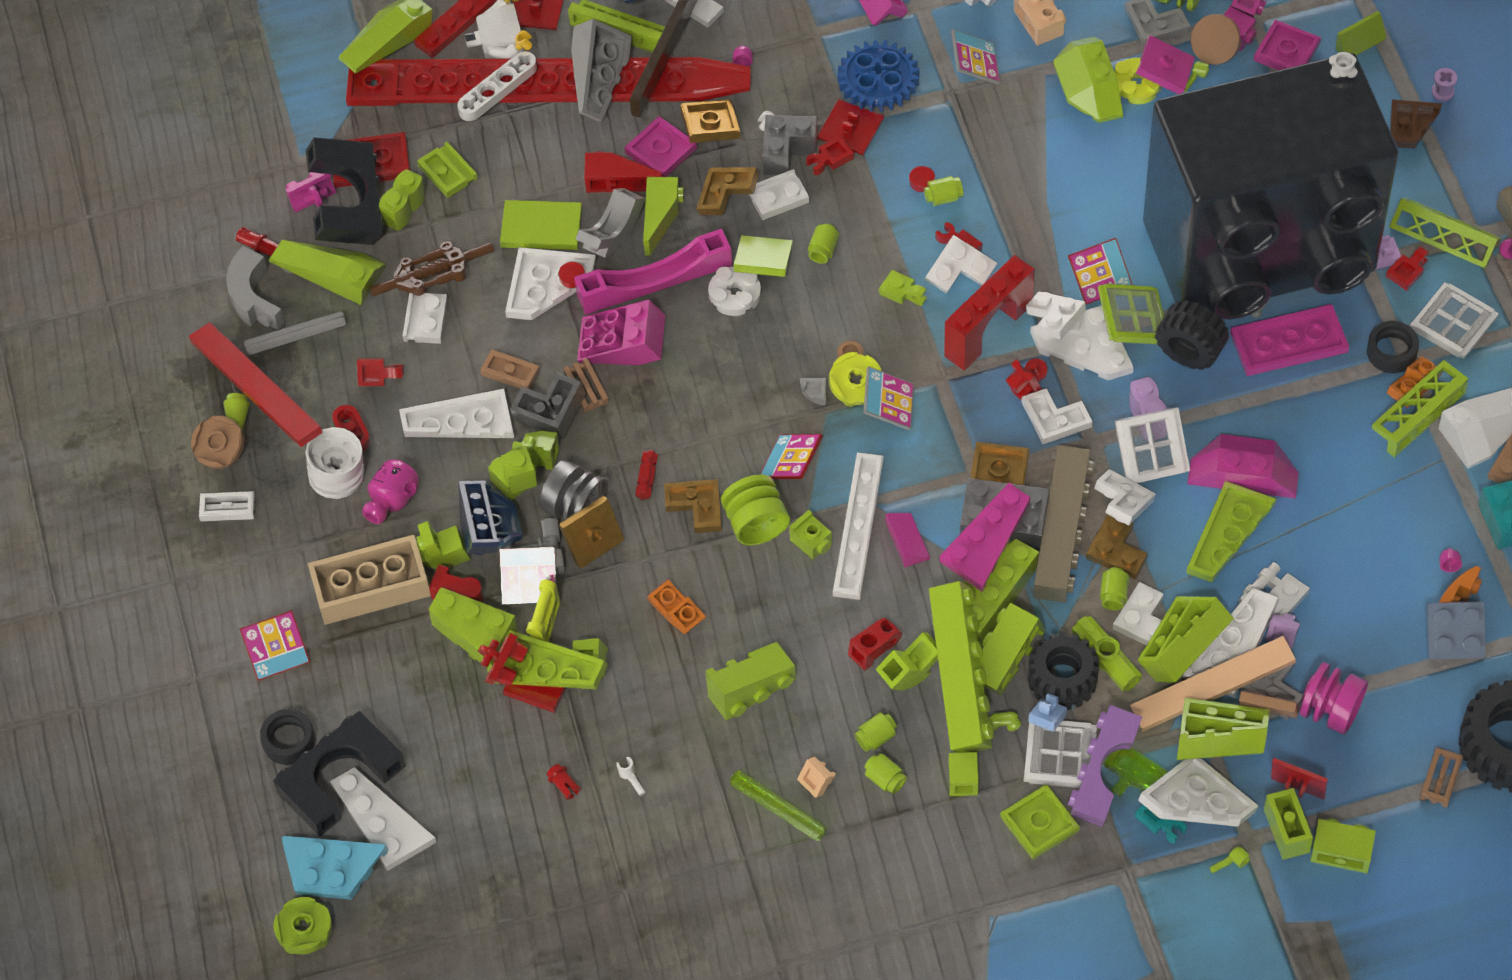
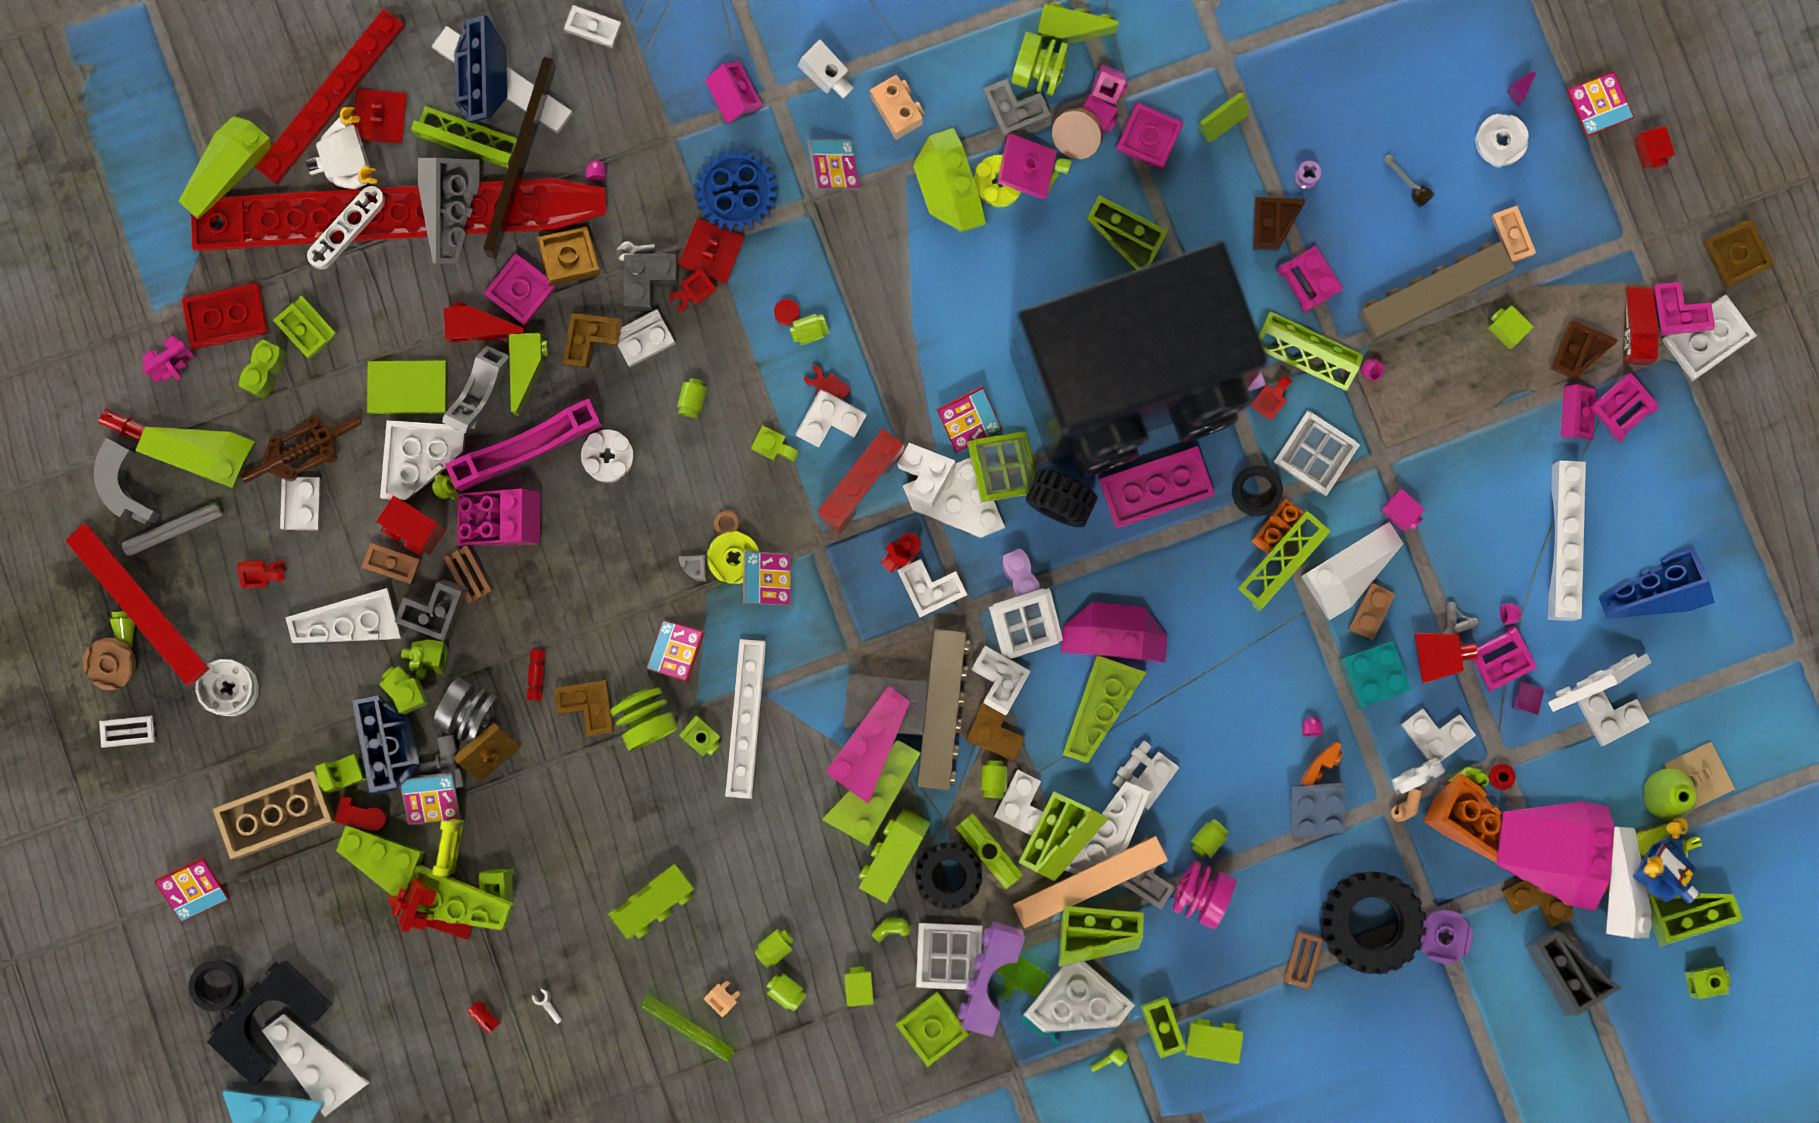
camera: 10 degrees left, 25 degrees up
(356, 164) = (211, 334): black arch -> none
(356, 425) = (240, 640): red plate -> none
(390, 490) = (285, 709): dark pink piece -> none
(535, 332) = (406, 522): none -> red brick
(568, 272) = (442, 453): red tile -> none
(570, 307) = (444, 487): none -> lime plate
(675, 607) = (576, 821): orange slope -> none
(763, 256) = (632, 417): lime tile -> none
(873, 642) = (768, 850): red leg -> none
(906, 538) = (793, 731): dark pink slope -> none
(909, 667) = (802, 877): lime brick -> none
(960, 667) = (851, 888): lime brick -> none
(1000, 463) = (878, 651): pearl gold plate -> none
(1048, 713) = (935, 922): light blue tile -> none
(1276, 705) = (1143, 905): medium nougat tile -> none
(1285, 627) = (1155, 816): lavender tile -> none
(1299, 779) = (1172, 982): red piece -> none
(1341, 652) = (1209, 839): none -> lime brick
(1343, 59) = (1211, 255): white plate -> none
(1452, 168) = (1317, 276): none -> dark pink plate

